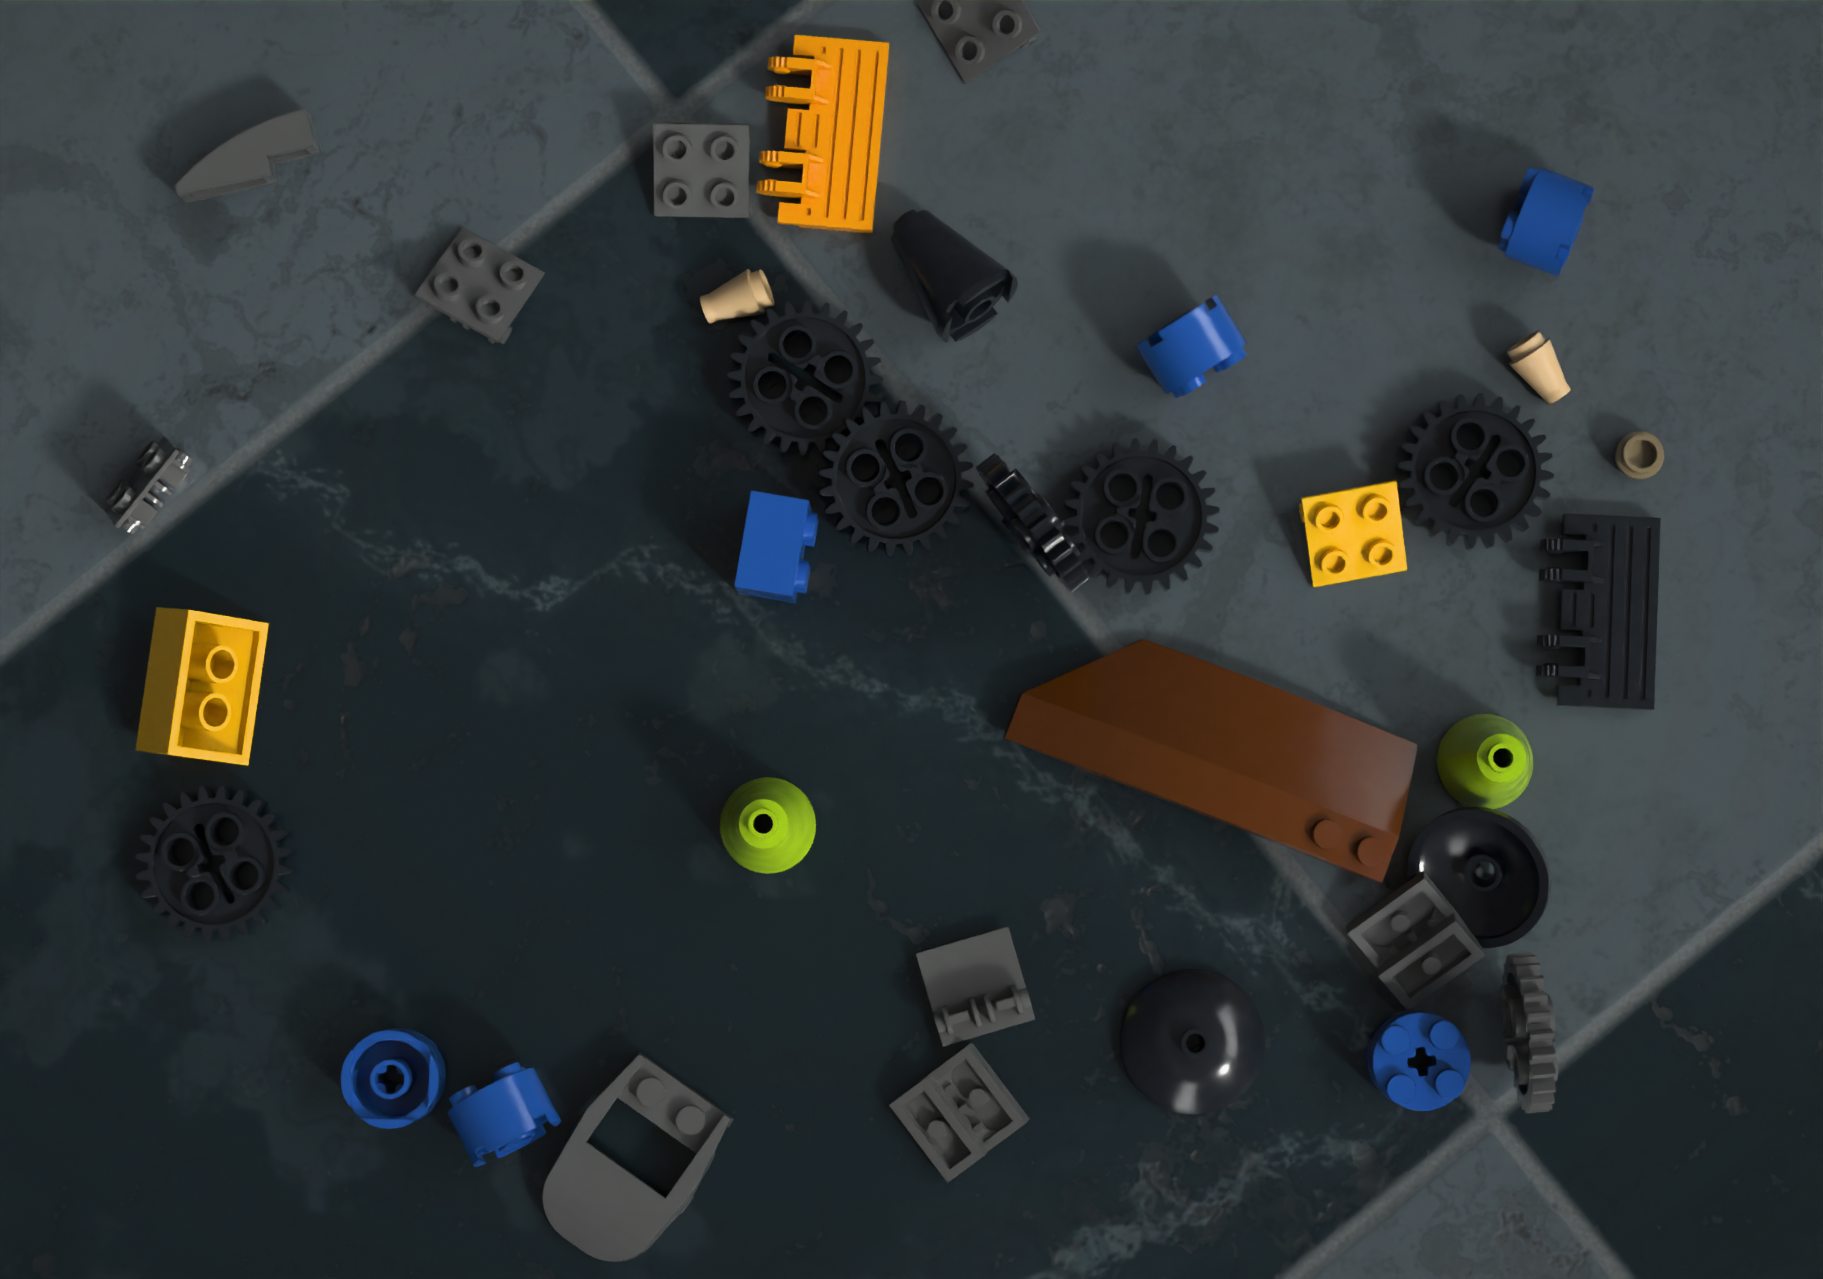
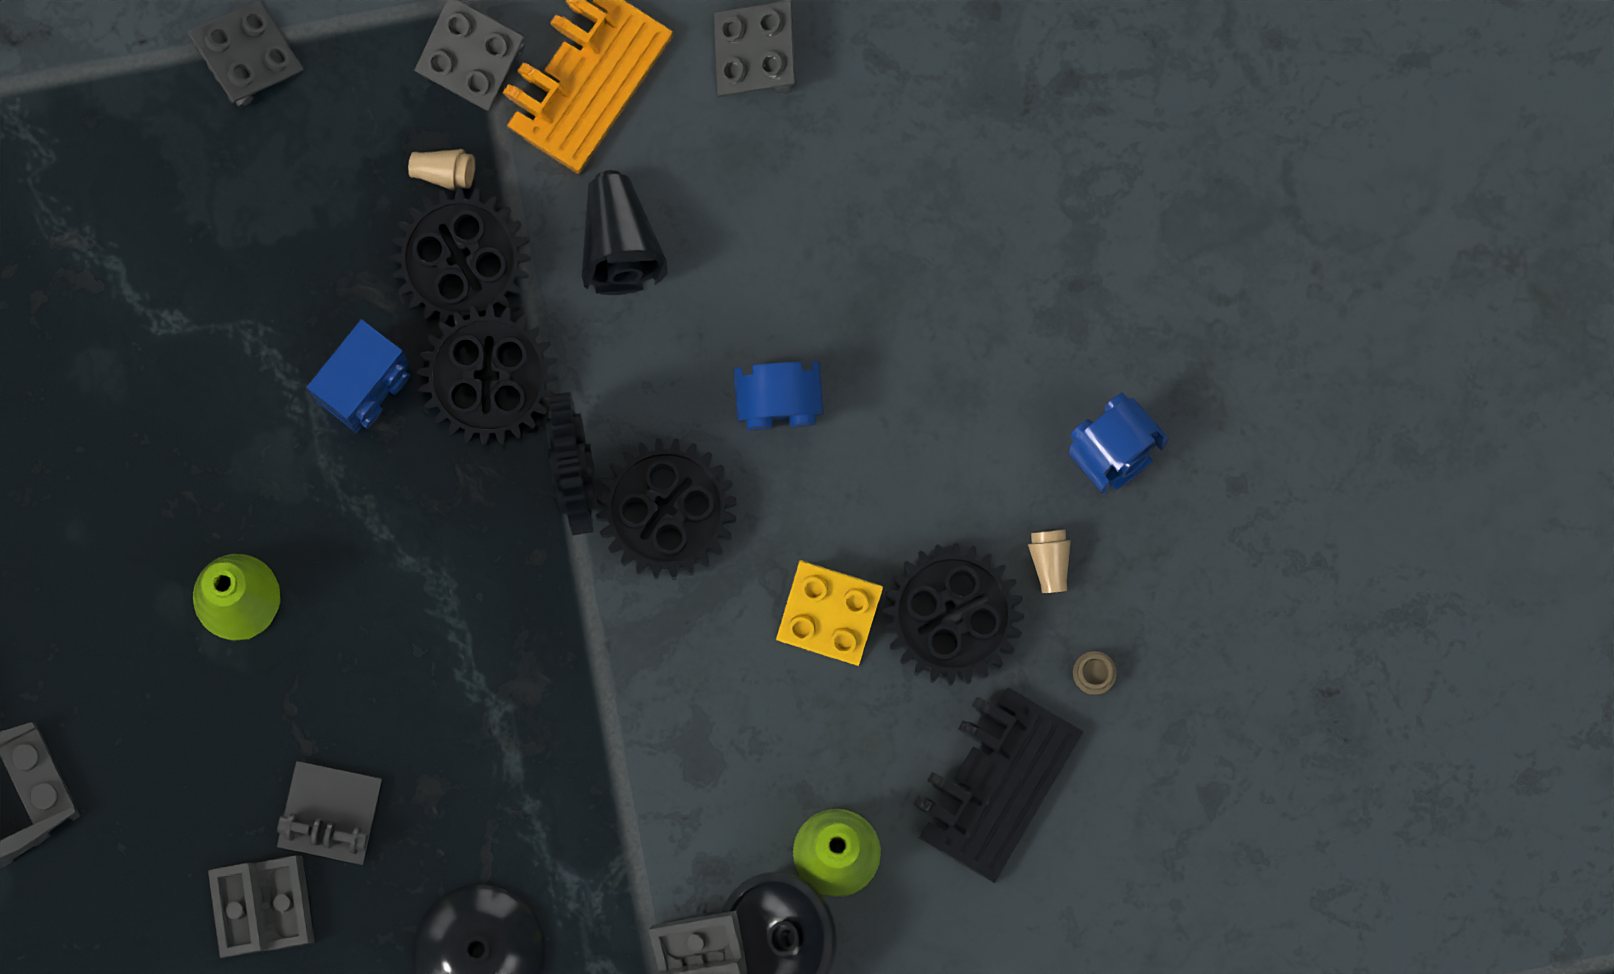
camera: 25 degrees right, 5 degrees down
(1227, 751) = (632, 732): reddish brown slope -> none

